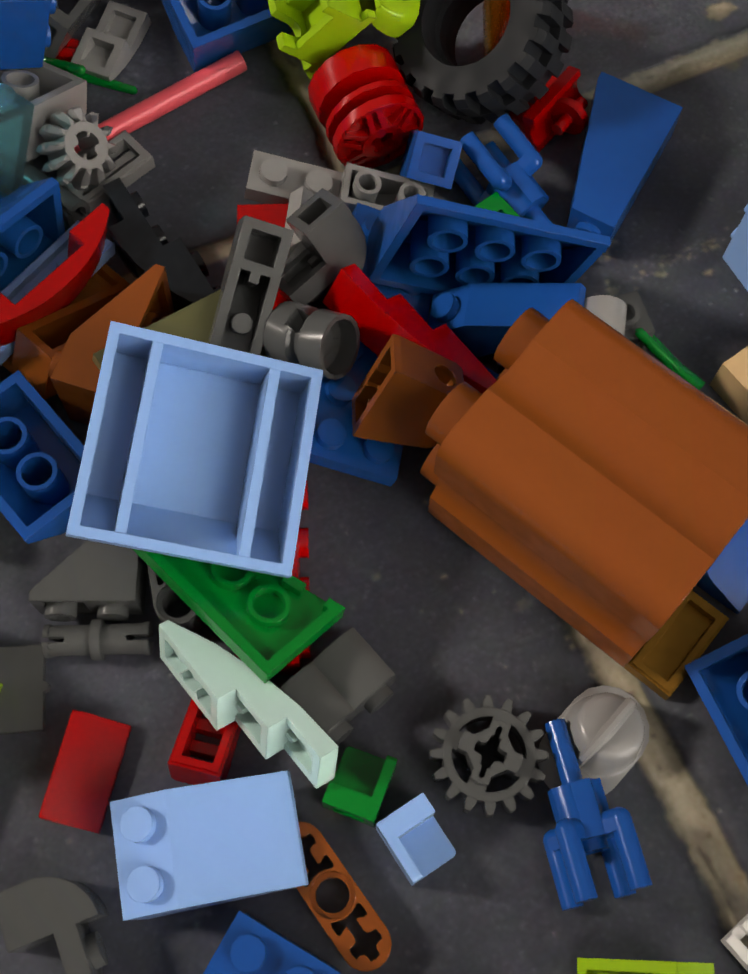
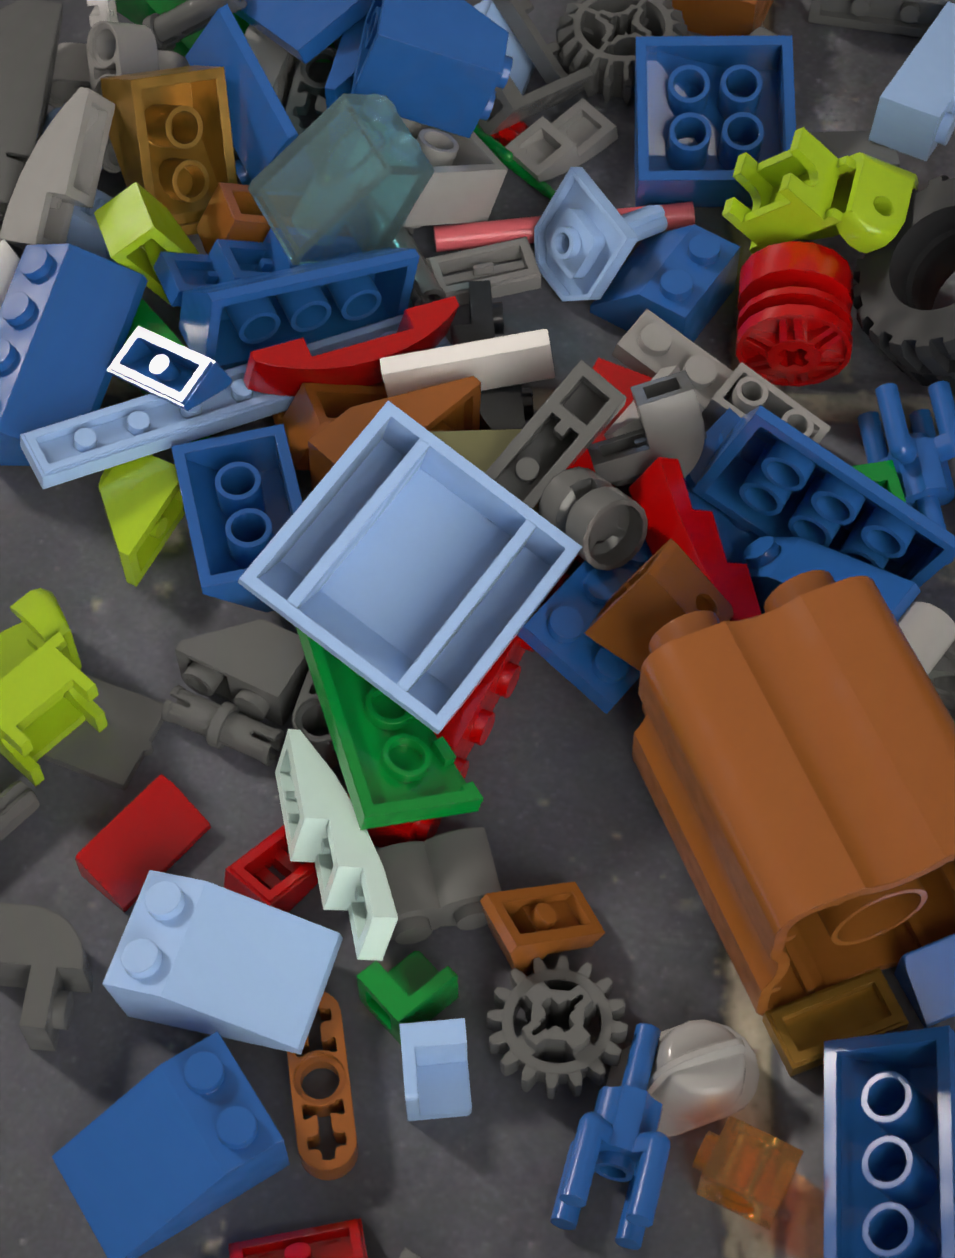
camera: 30 degrees right, 10 degrees down
(66, 133) = (455, 213): light grey gear -> none
(158, 245) = (492, 361): none -> white tile
(175, 113) = (585, 238): none -> light blue piece
(253, 114) = (677, 277): none -> blue slope
(431, 159) = (836, 395): blue brick -> none
(434, 679) = (540, 922): none -> dark orange slope
(684, 795) = (746, 1170): none -> clear orange brick

